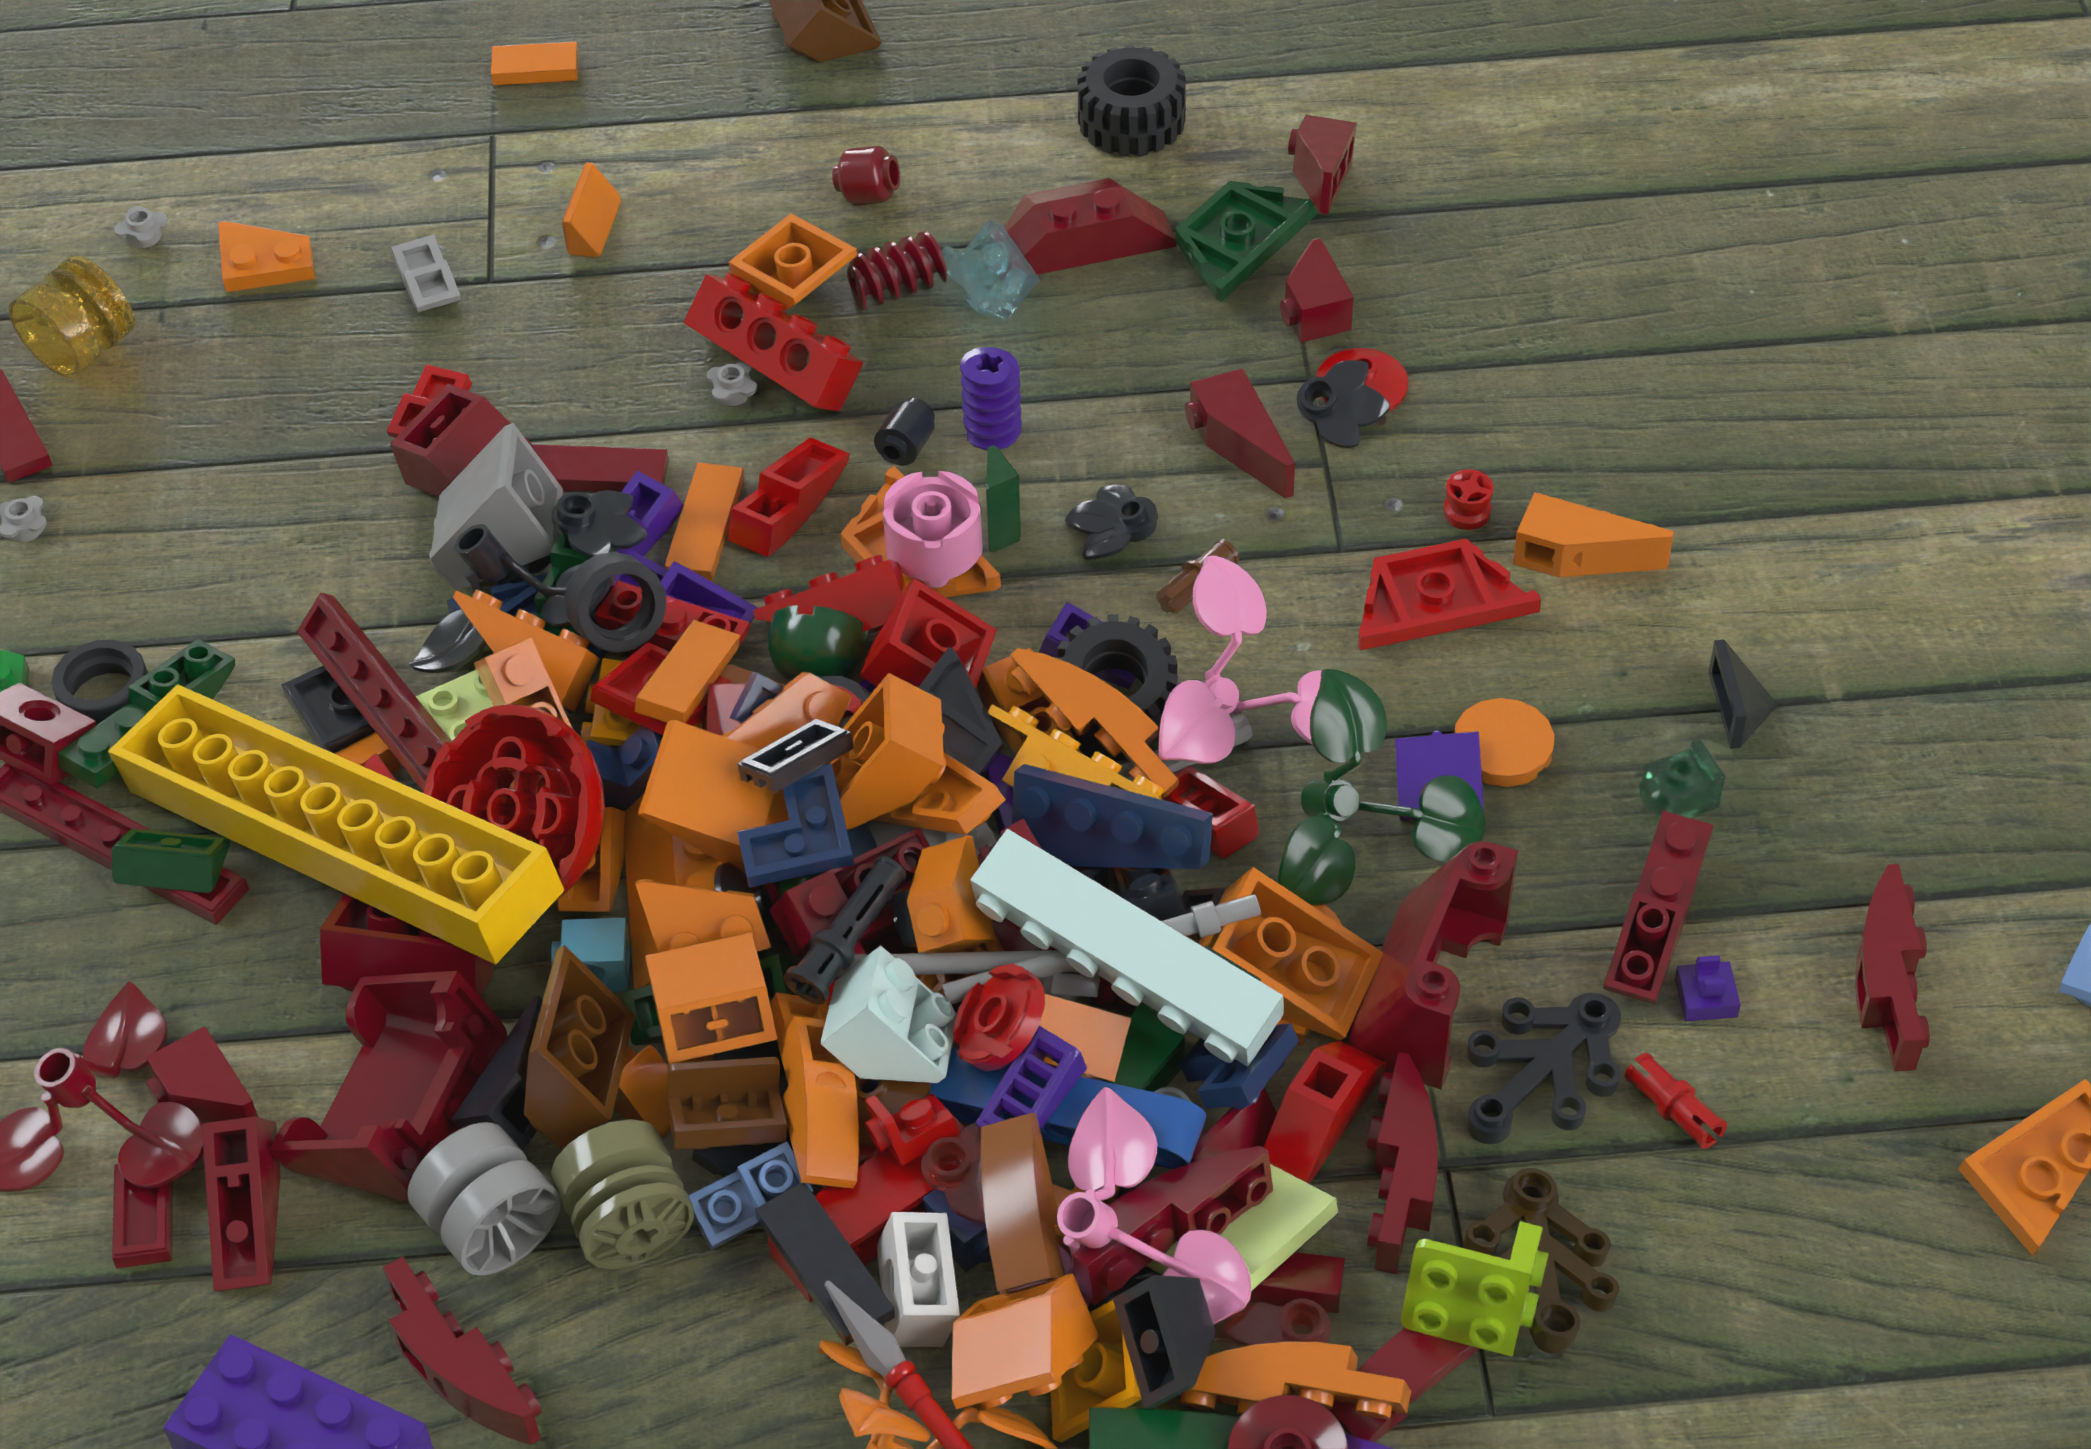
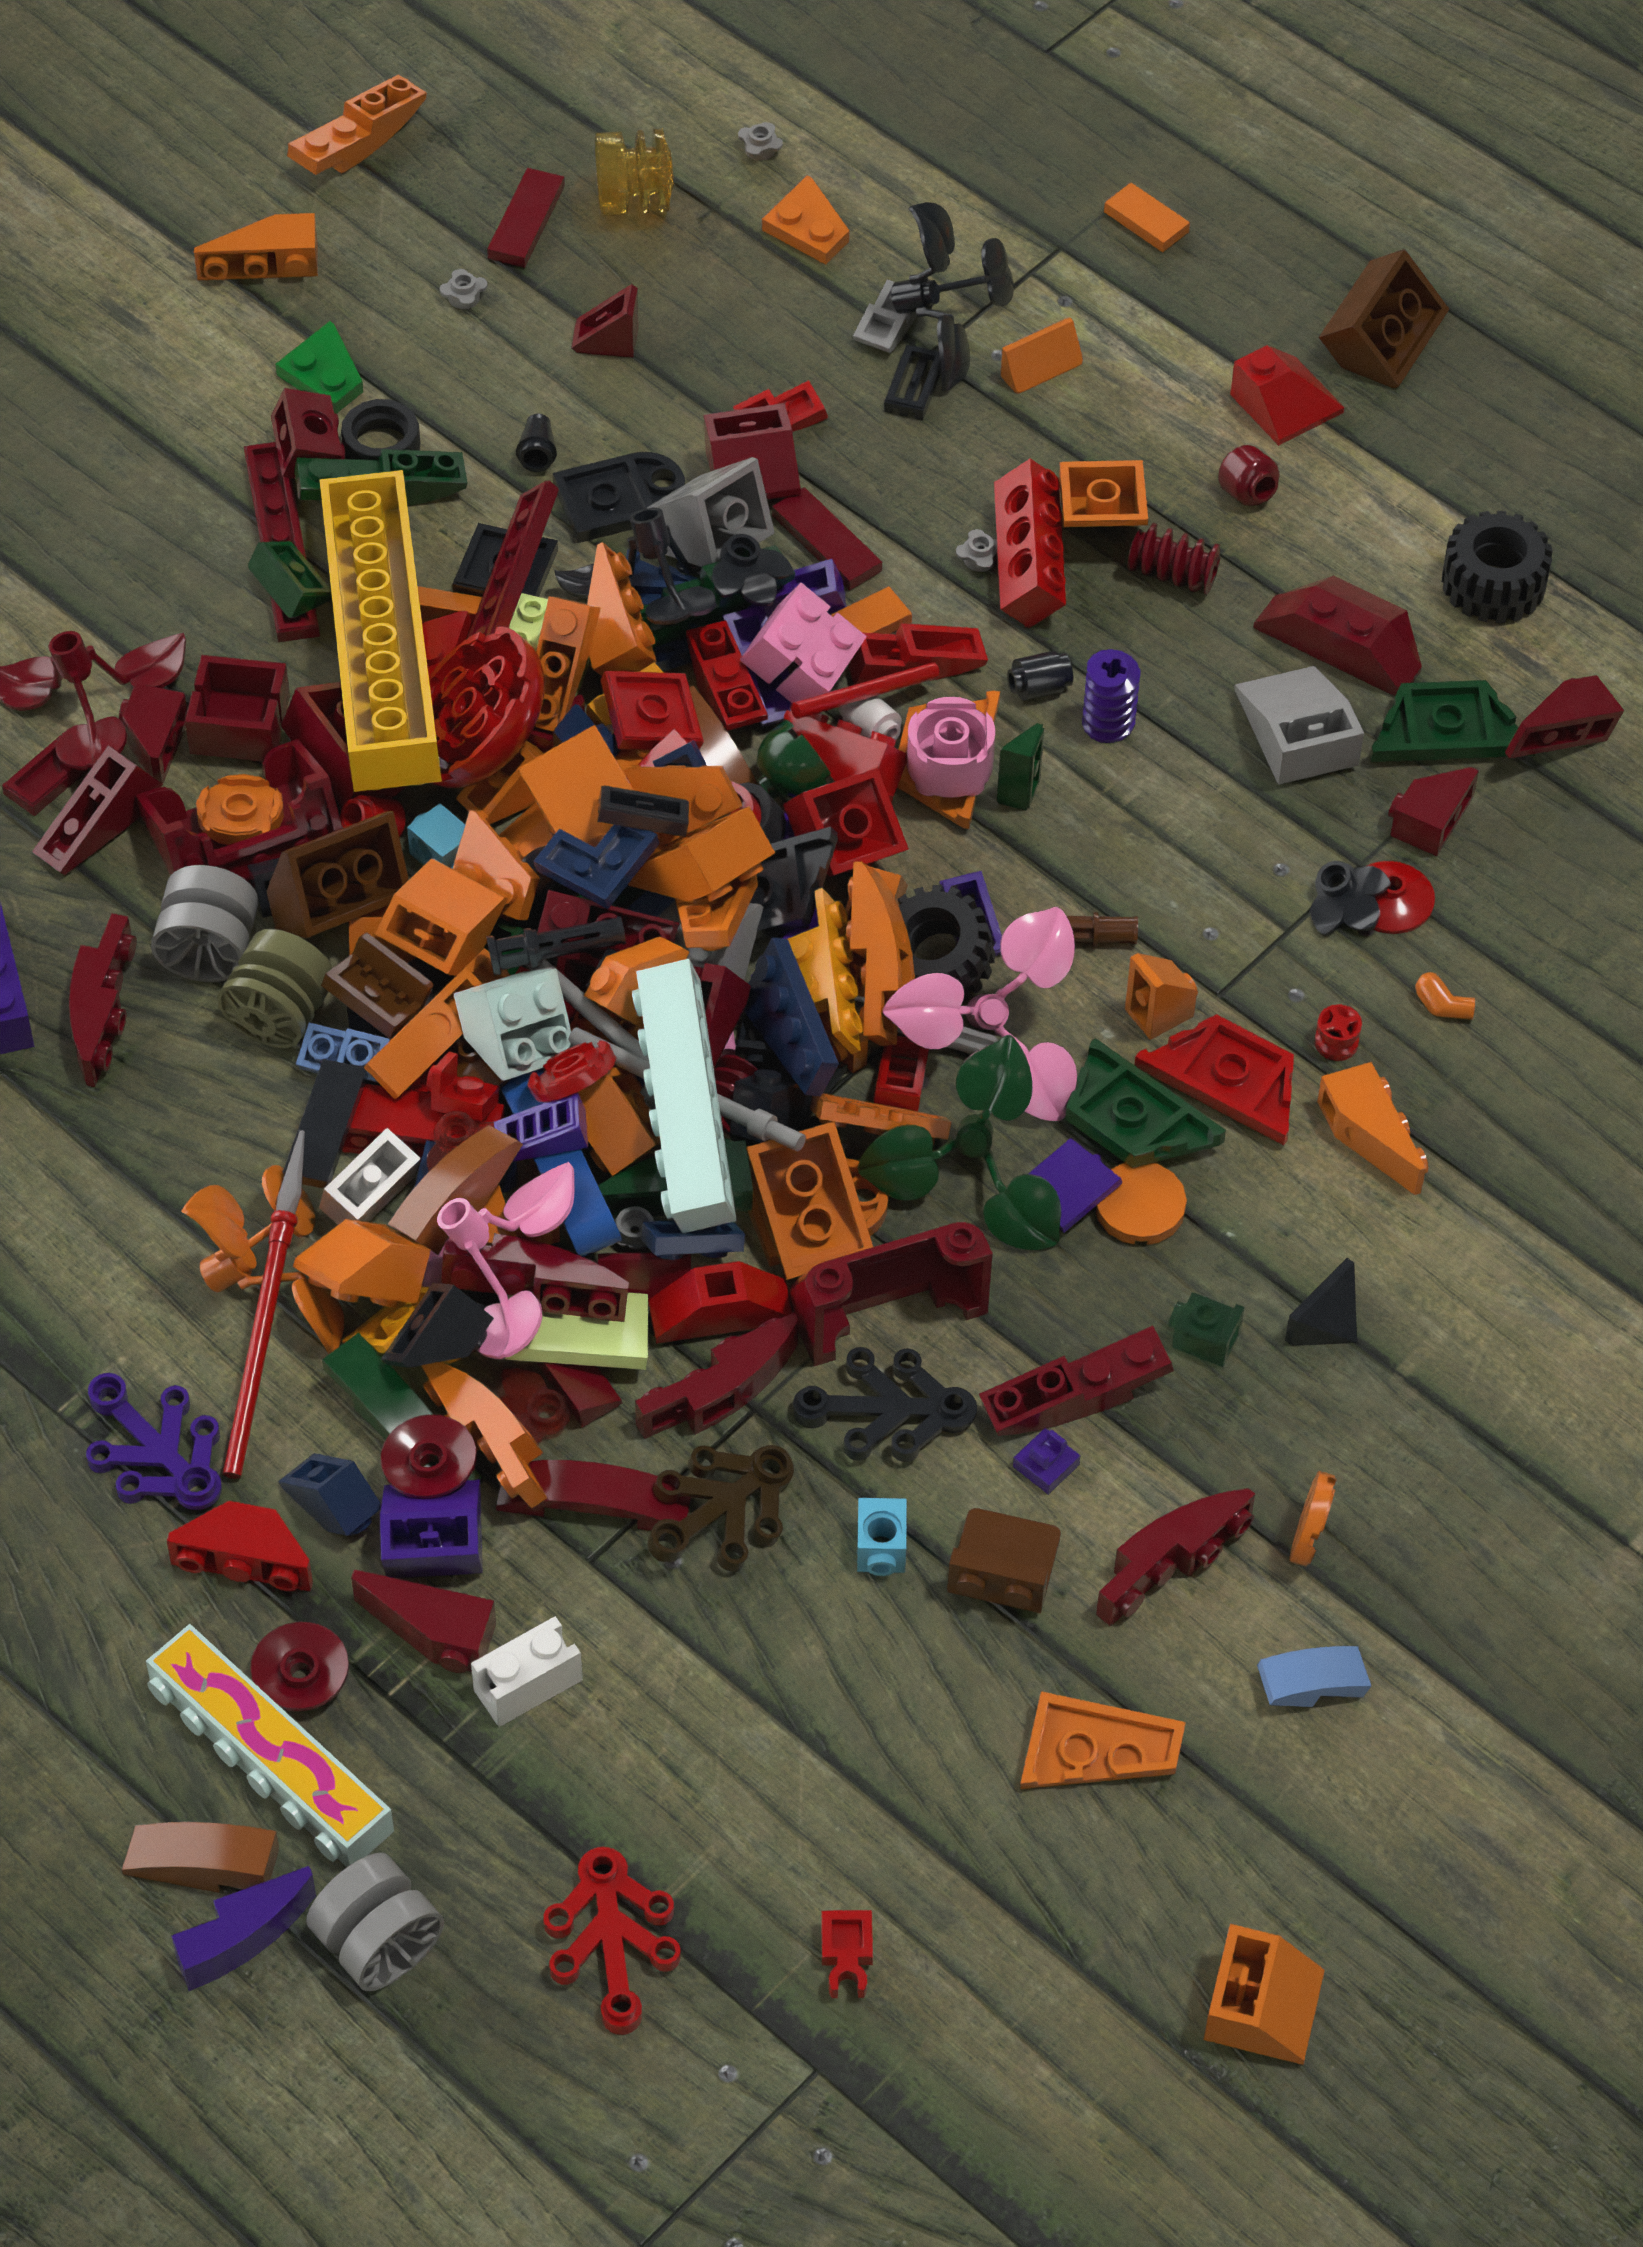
camera: 45 degrees right, 5 degrees up
(199, 447) = (610, 326): none -> dark red slope
(253, 584) = (537, 445): none -> black cone
(264, 999) = (237, 707): none -> dark red piece
(374, 571) = (607, 492): none -> black tile
(375, 1082) = (239, 808): none -> orange tile
(443, 231) = (921, 294): none -> black plant
(513, 984) = (365, 807): none -> red brick
(522, 327) = (908, 404): none -> black tile
(642, 625) = (663, 650): black tyre -> none
(687, 672) = (670, 709): orange tile -> none
(701, 540) = (811, 638): none -> bright pink piece
(800, 543) = (864, 690): none -> red bar
(809, 108) = (1281, 394): none -> red slope
(814, 560) = (872, 715): none -> white brick
(992, 271) = (1236, 610): clear light blue bracket -> none
(1113, 520) = (1094, 847): black plate -> none
(1144, 309) = (1301, 724): none -> light grey slope
(1240, 429) = (1258, 846): dark red slope -> none
(1245, 849) = (875, 1117): none -> orange wing
(1318, 583) = (1158, 994): none -> orange slope
(1422, 677) = (1134, 1112): none -> dark green wing
(1475, 1294) = (635, 1489): lime bracket -> none
(1498, 419) = (1439, 999): none -> orange arm
(1675, 1100) = (929, 1499): red pin -> none
(1686, 1142) = (887, 1519): none -> medium azure brick
(1793, 1092) = (1004, 1560): none -> reddish brown bracket
(1957, 844) = (1312, 1518): none -> orange tile

